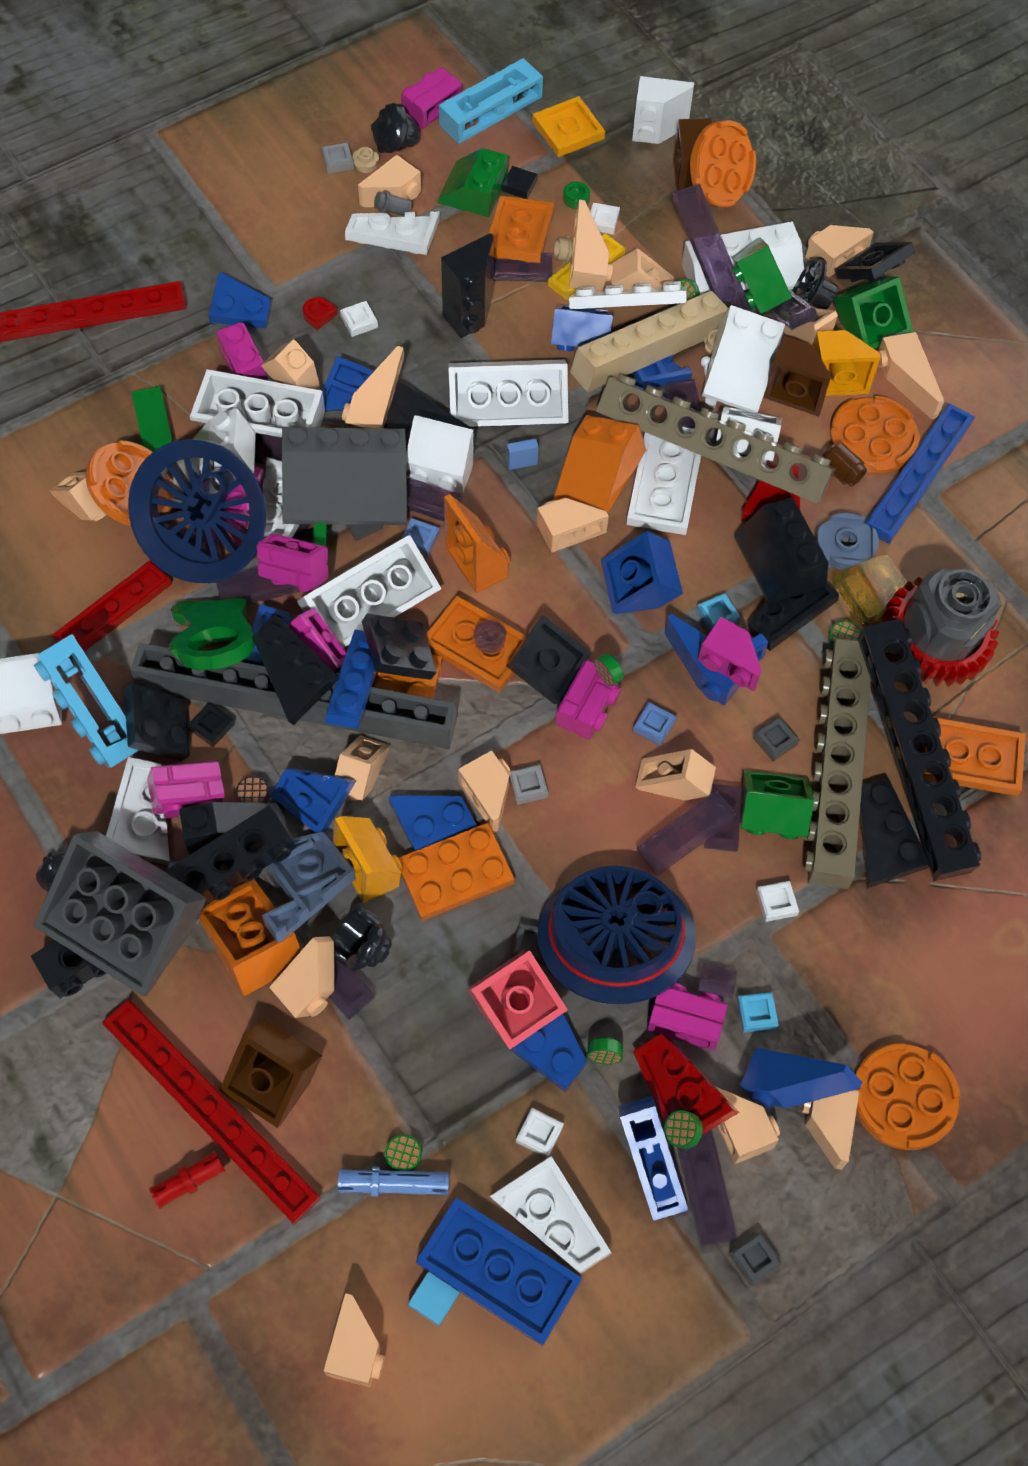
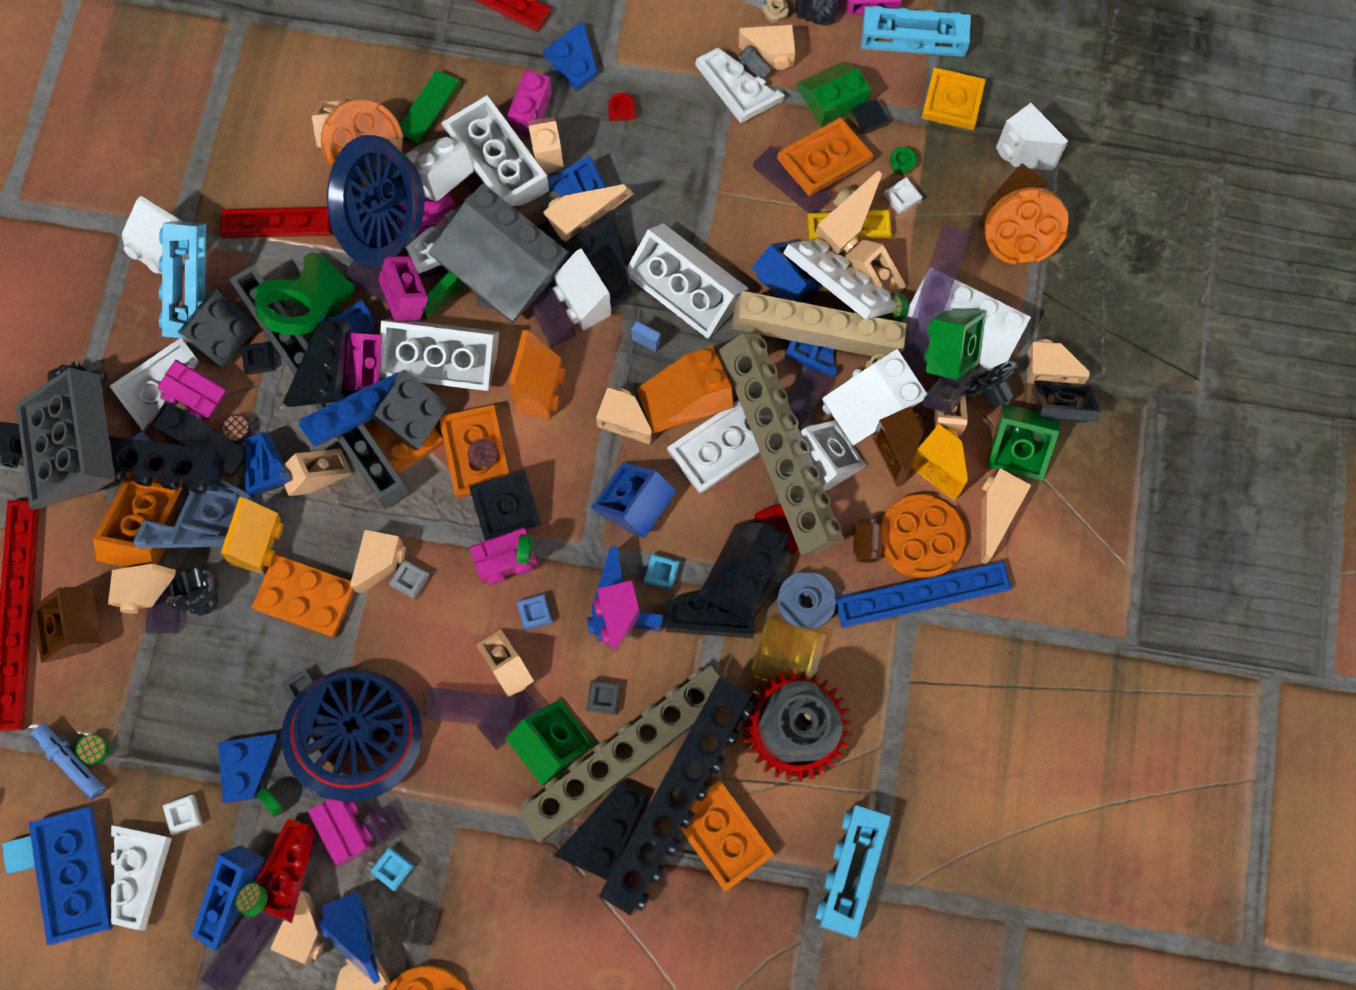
camera: 45 degrees right, 10 degrees up
(359, 318) = (644, 135): white tile -> none
(423, 535) = (512, 337): medium blue tile -> none
(431, 818) = (325, 547): blue wing -> none
(468, 285) = (731, 176): black slope -> none
(517, 999) = (247, 716): coral slope -> none
(777, 901) = (483, 808): white tile -> none
(844, 630) = (730, 668): tile -> none

